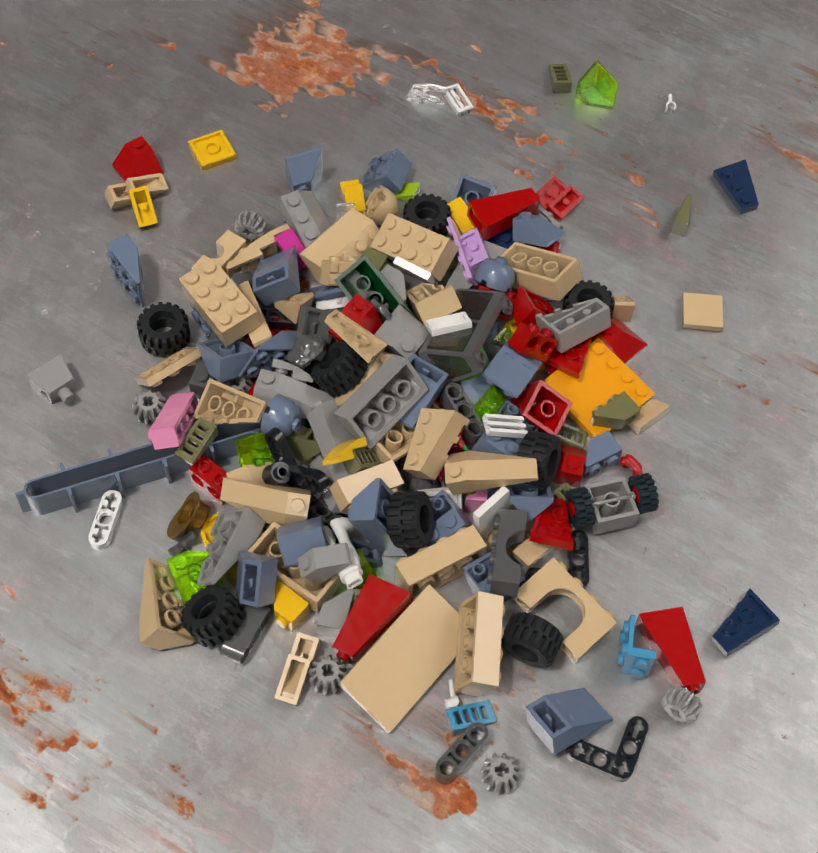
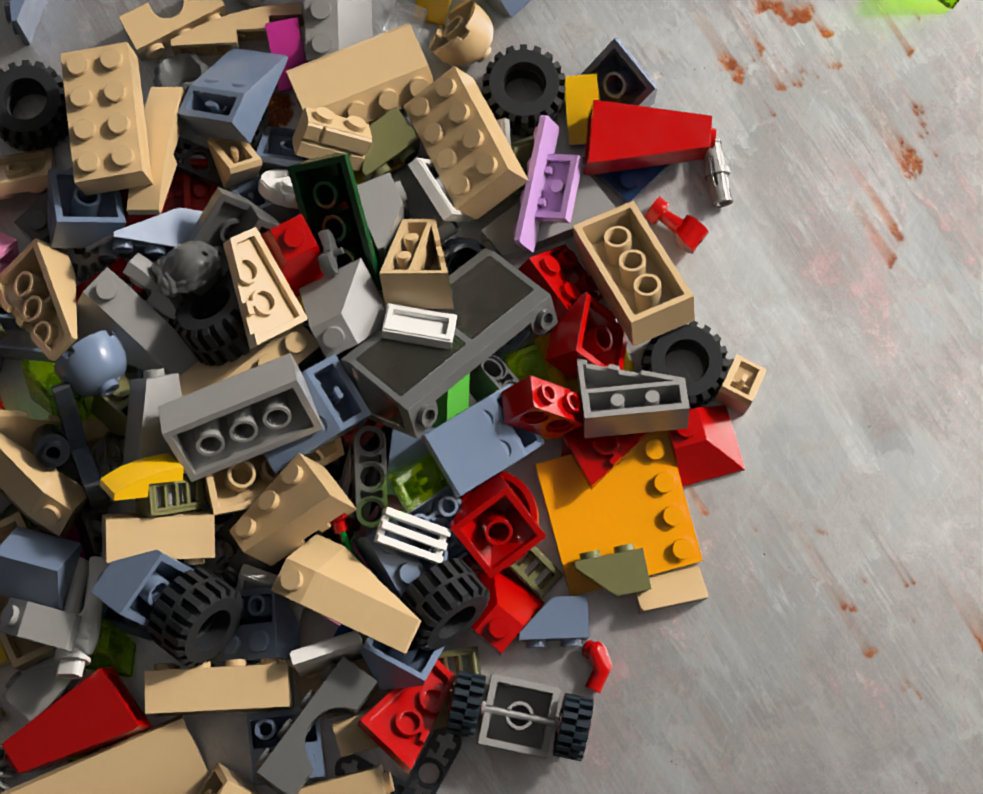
camera: 25 degrees right, 20 degrees up
(408, 191) = (528, 23): lime slope -> none
(496, 274) = (559, 255): sand blue cylinder -> none
(535, 230) = (676, 197): sand blue slope -> none
(558, 198) = (756, 141): red slope -> none
(682, 218) = (928, 278): olive slope -> none
(702, 311) = (865, 453): tan tile -> none

